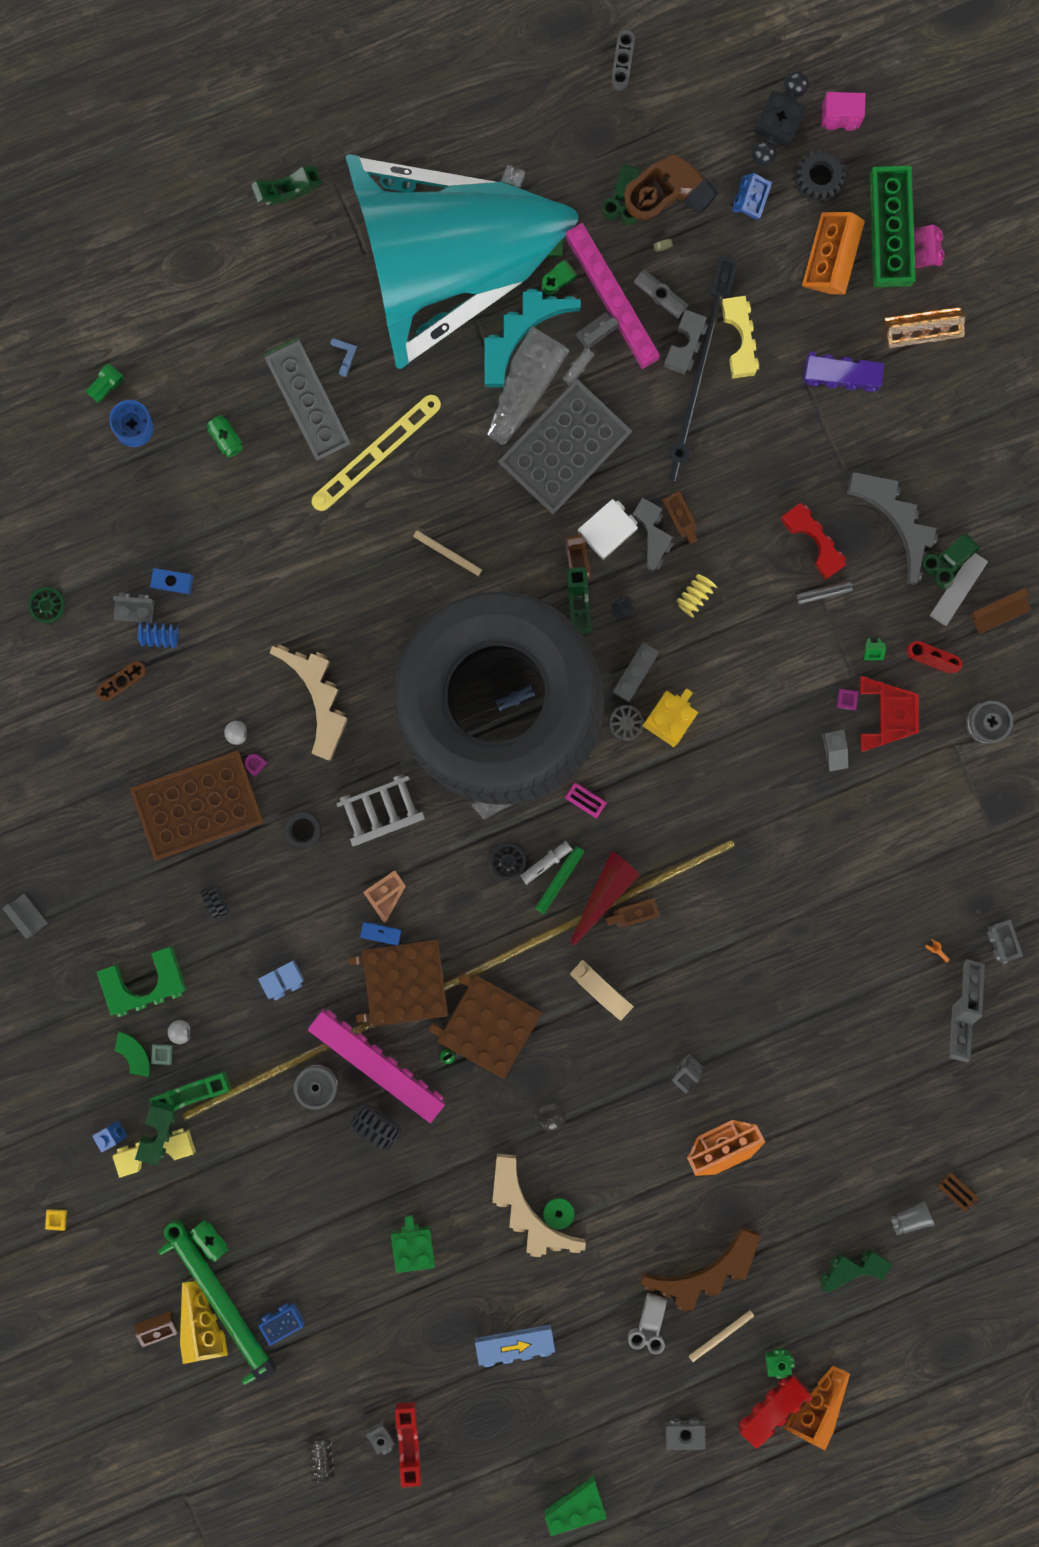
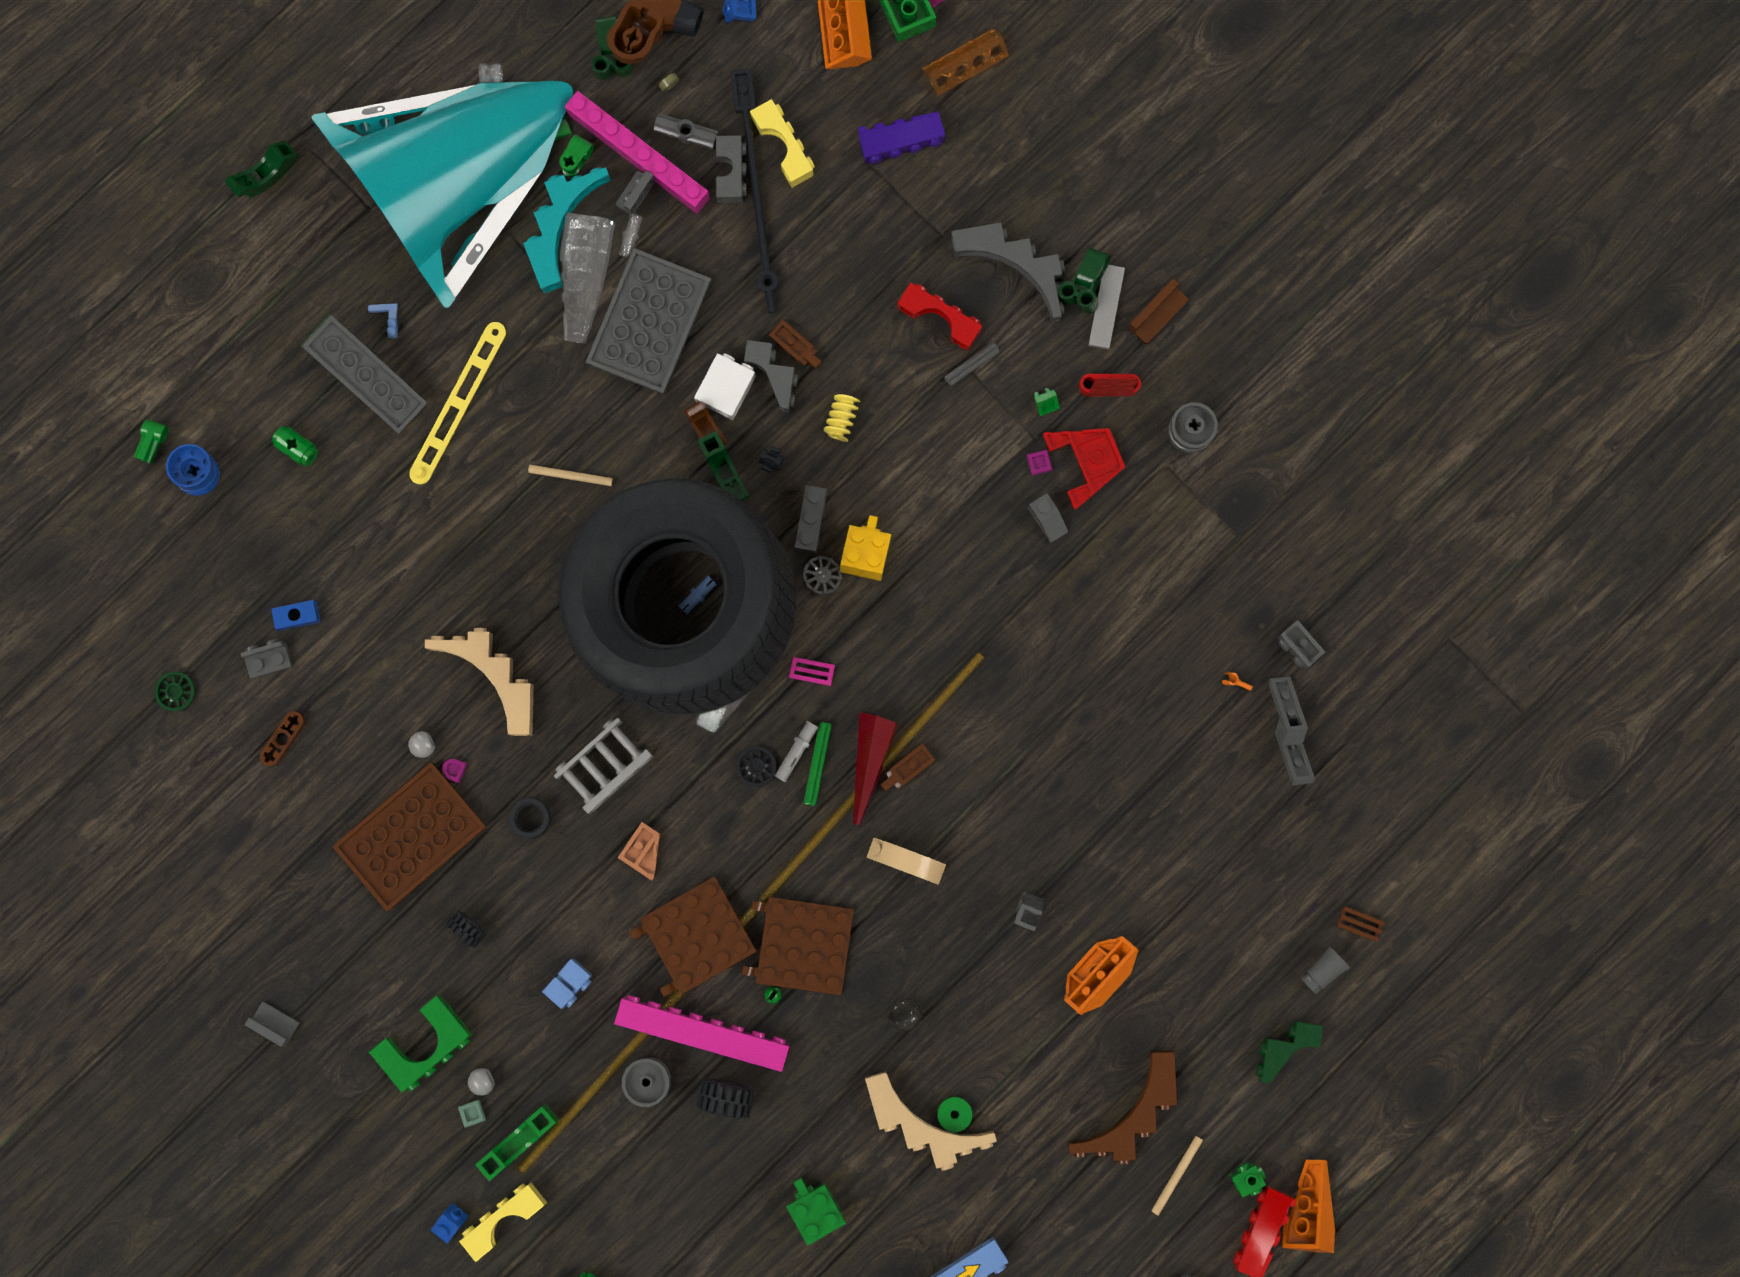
camera: 25 degrees left, 5 degrees down
(134, 1053) = (443, 1124): green tile -> none
(158, 636) = (302, 677): blue piece -> none
(160, 1117) = (494, 1178): dark green arch -> none
(390, 934) = (662, 892): blue piece -> none
(650, 1324) = (1096, 1191): light grey piece -> none

